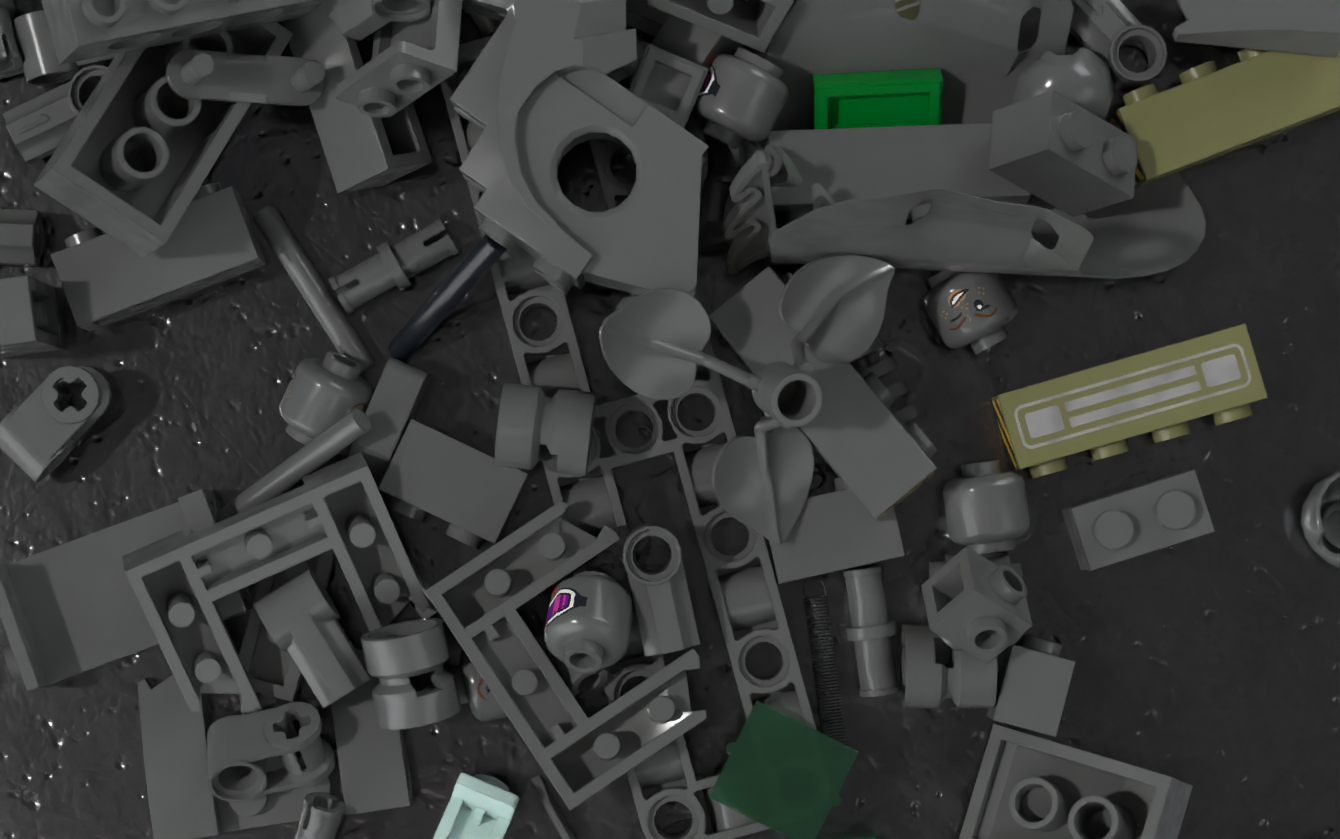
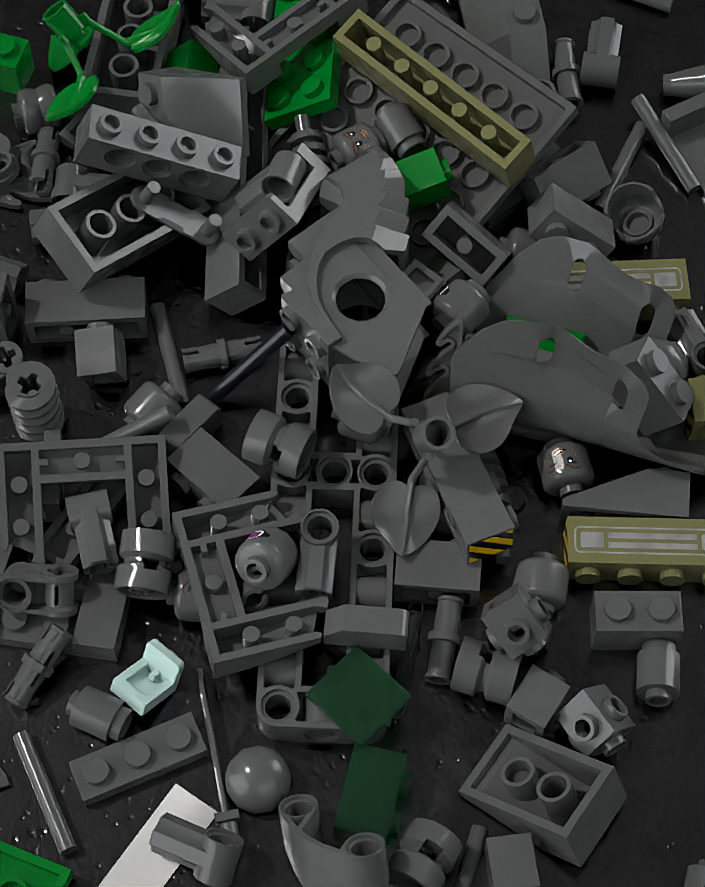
camera: 15 degrees right, 25 degrees down
(120, 453) = (33, 400): none -> dark grey piece
(211, 335) = (100, 354): none -> dark grey brick
(765, 676) = (367, 627): none -> dark grey piece
(1093, 324) = (644, 494): none -> dark grey slope
(1123, 695) = (596, 721): none -> dark grey brick
(1188, 587) = (658, 672): none -> dark grey brick

